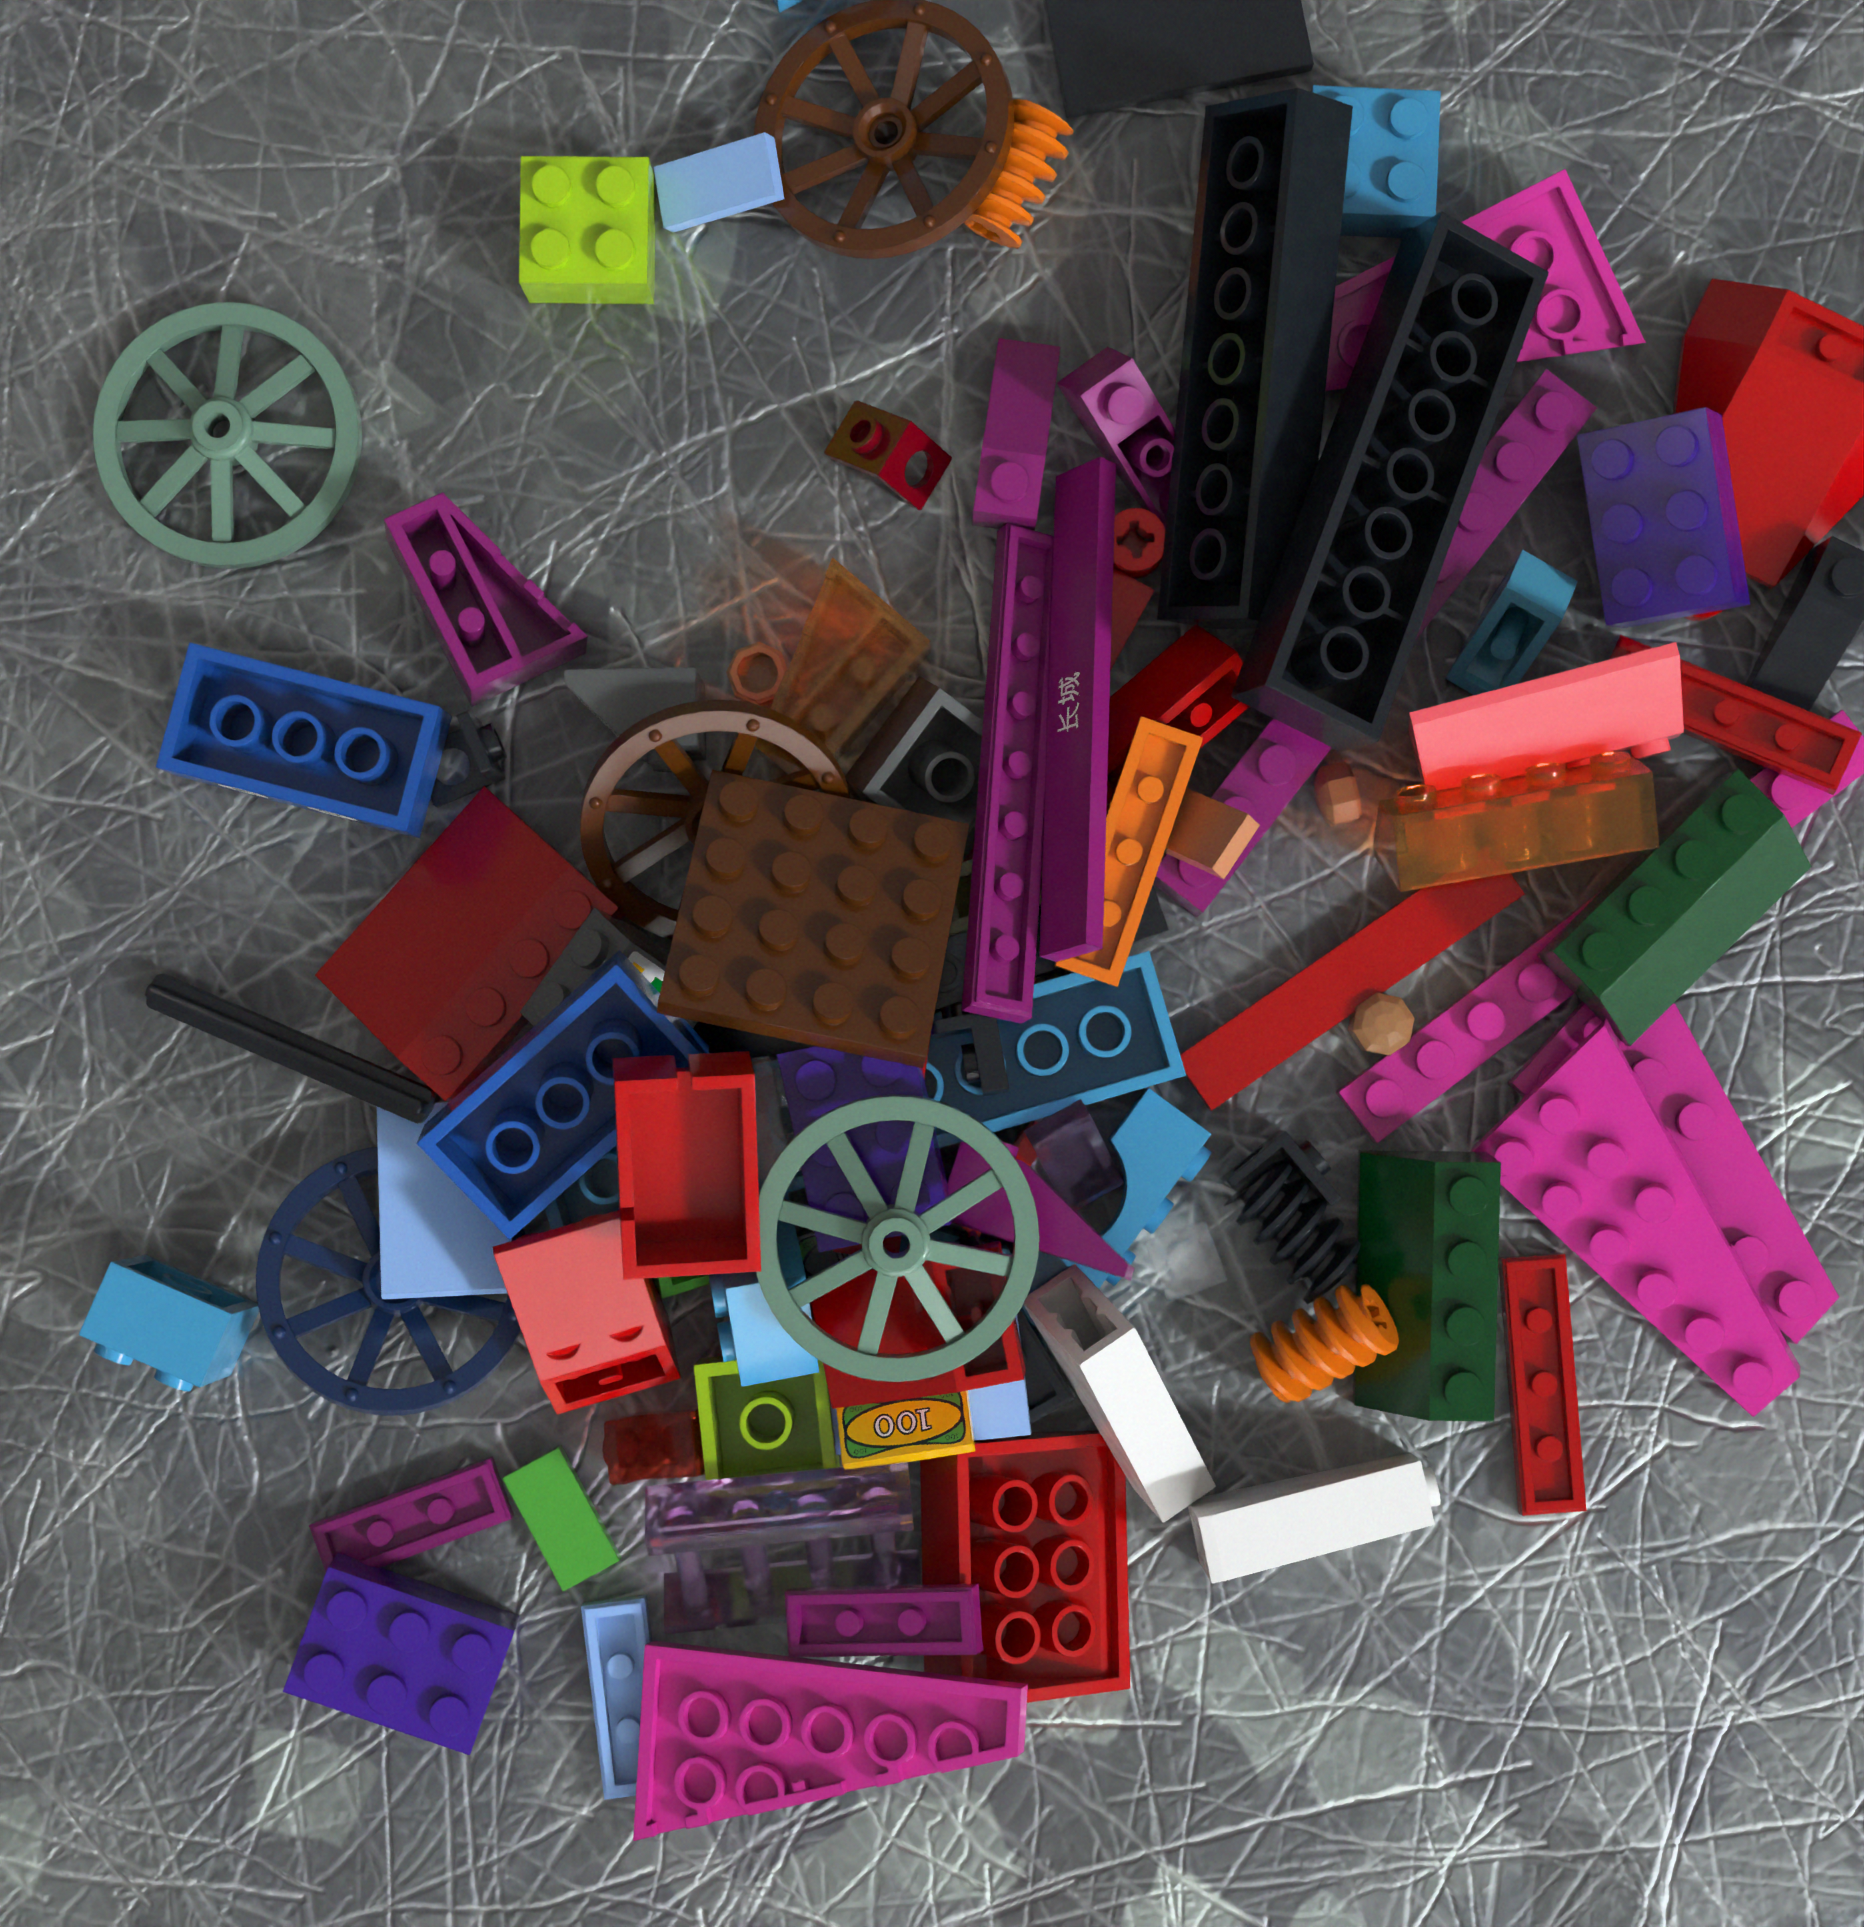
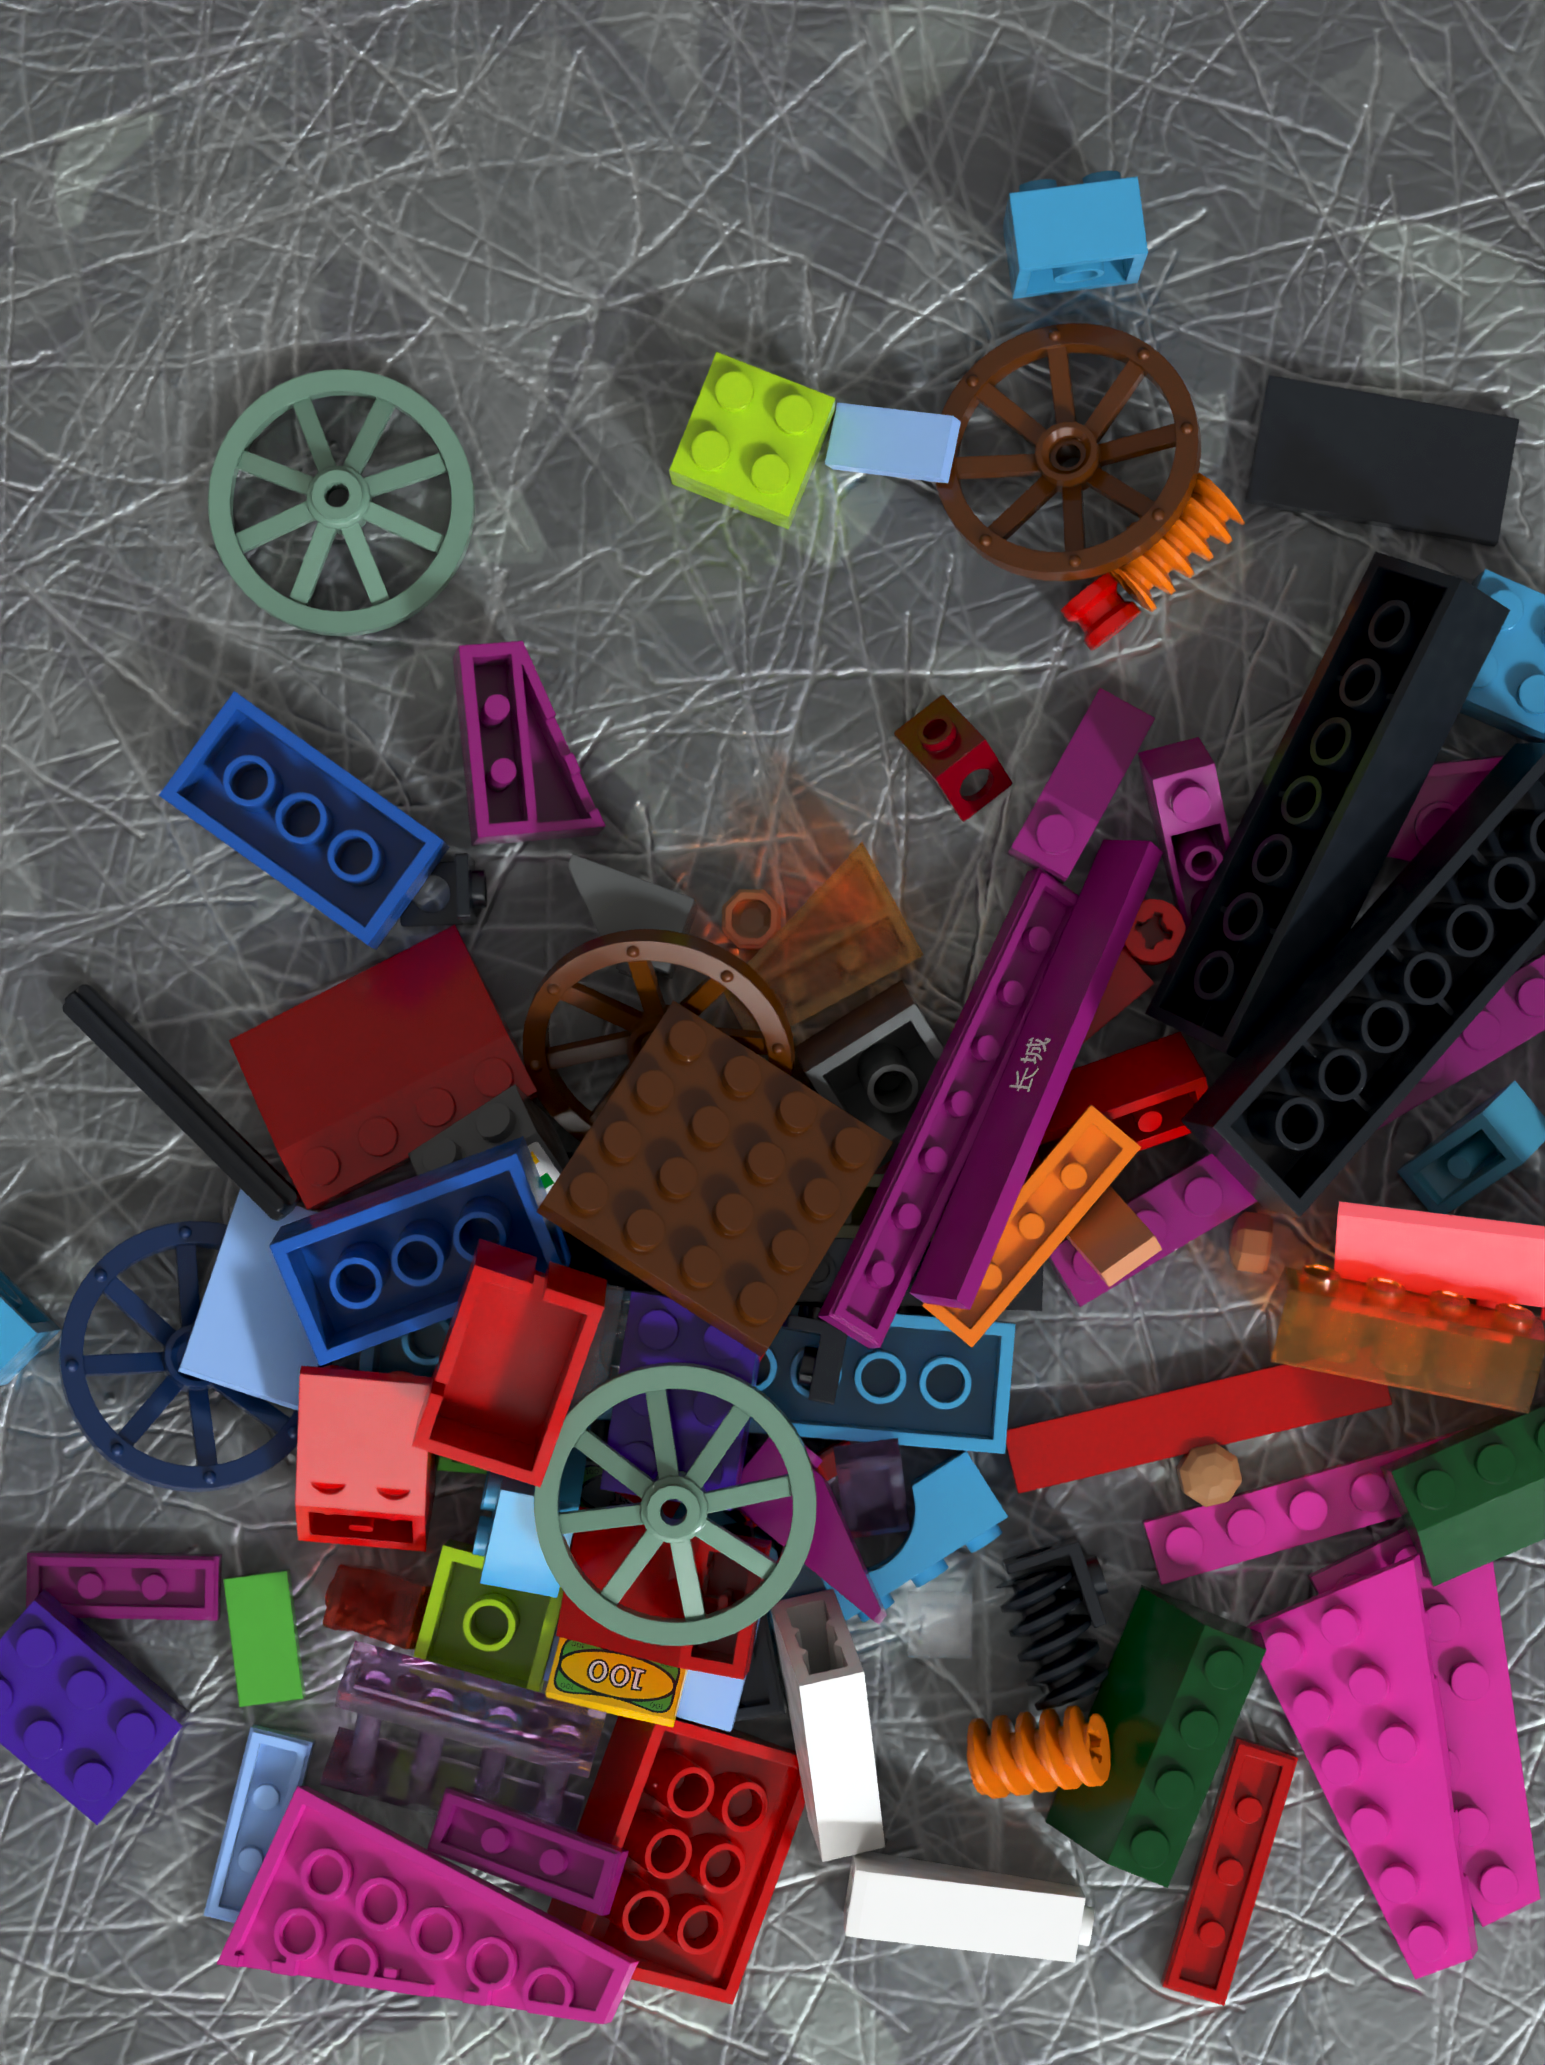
camera: 30 degrees right, 0 degrees up
(971, 265) = (1100, 611): none -> red wheel

